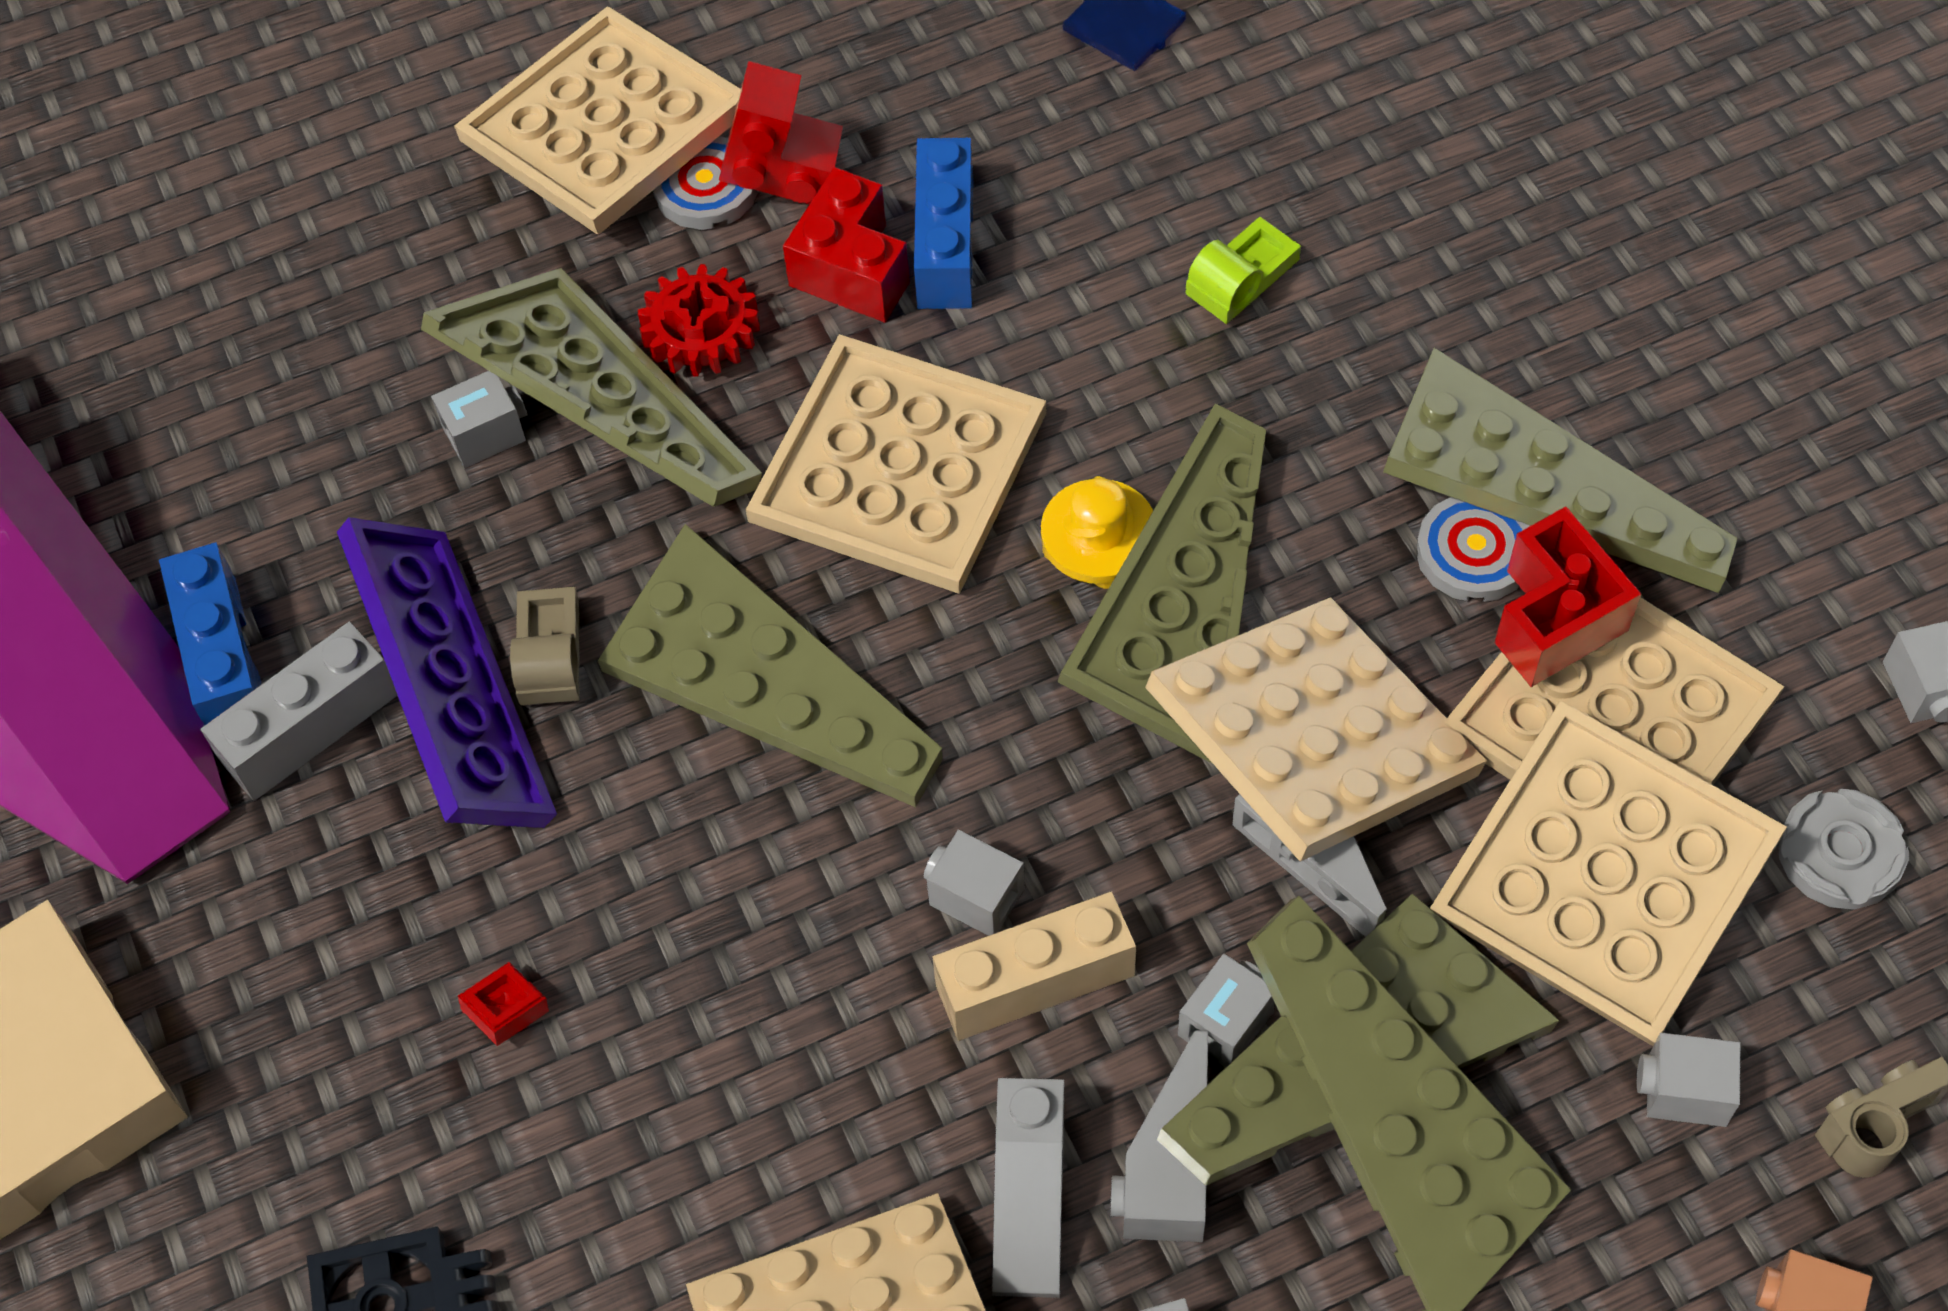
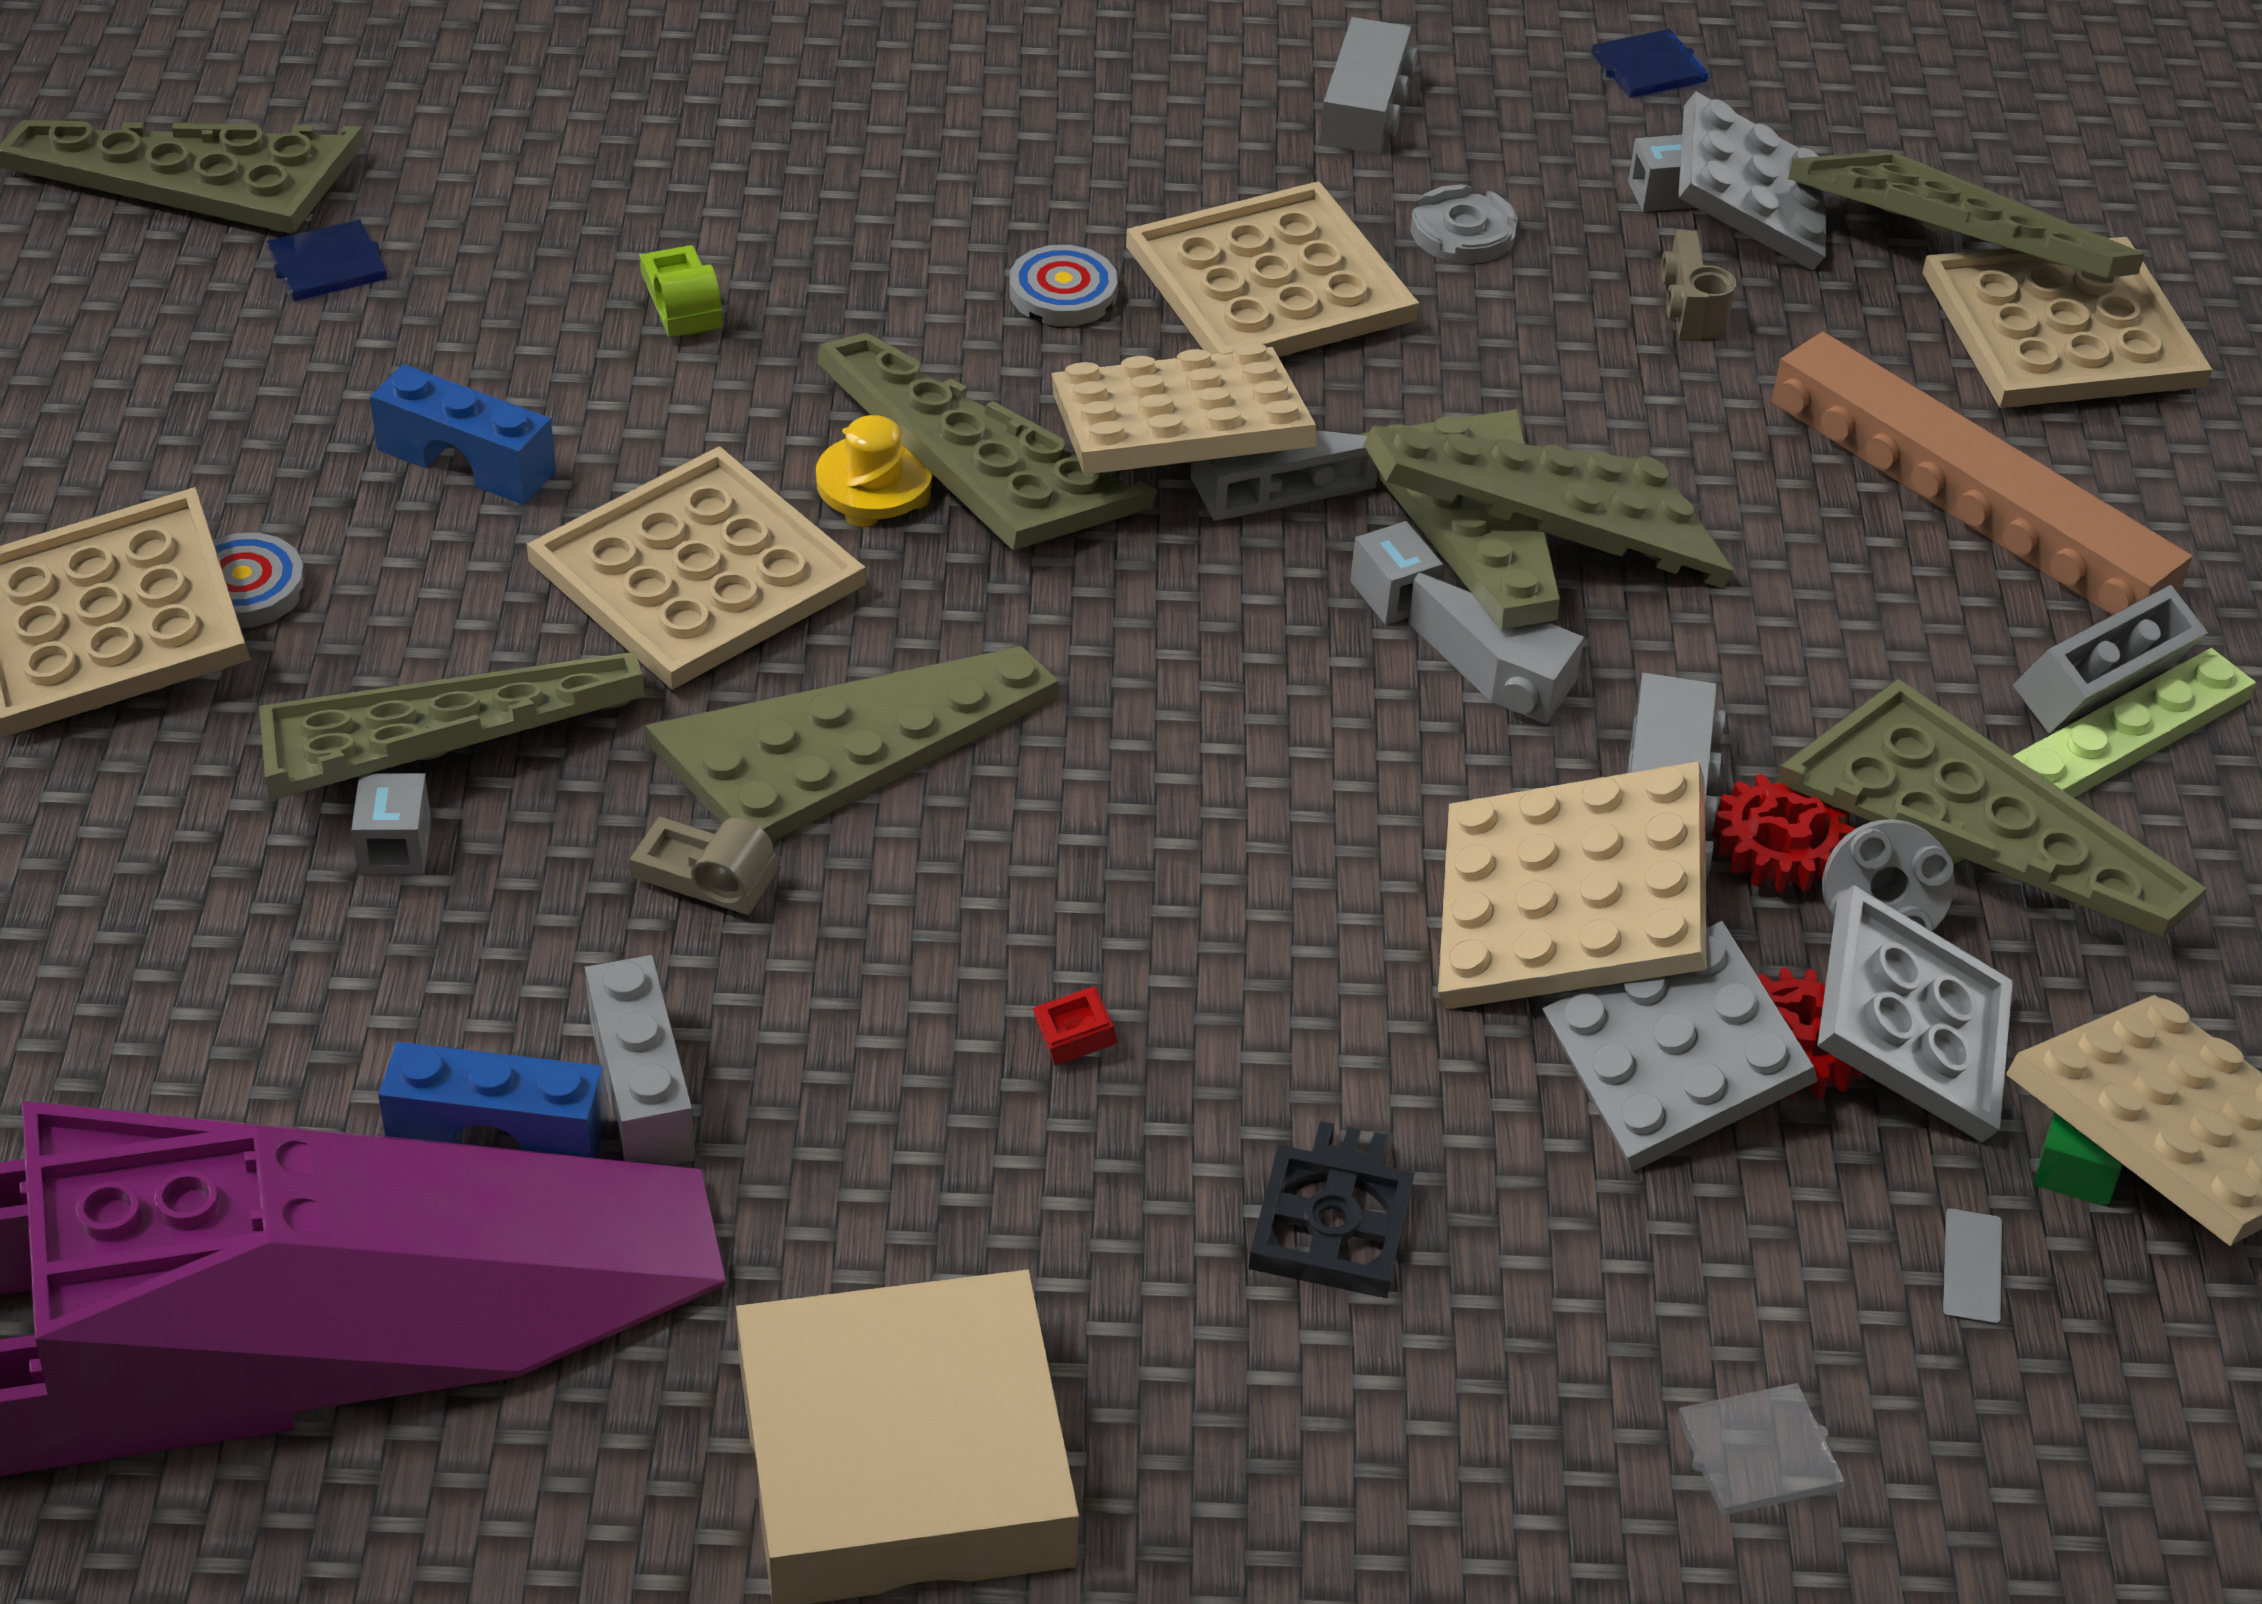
camera: 70 degrees left, 15 degrees down
(446, 676) = (663, 932): dark purple plate -> none
(699, 320) = (417, 631): red gear -> none
(772, 145) = (271, 484): red brick -> none
(841, 248) = (438, 510): red brick -> none
(974, 882) = (1175, 670): light grey brick -> none
(1028, 1187) = (1466, 736): light grey slope -> none
(1034, 965) = (1282, 662): tan brick -> none
(1513, 461) = (1005, 229): olive wing -> none
(1570, 601) = (1178, 222): red brick -> none
(1608, 872) = (1417, 320): tan plate -> none
(1691, 1079) = (1610, 362): light grey brick -> none

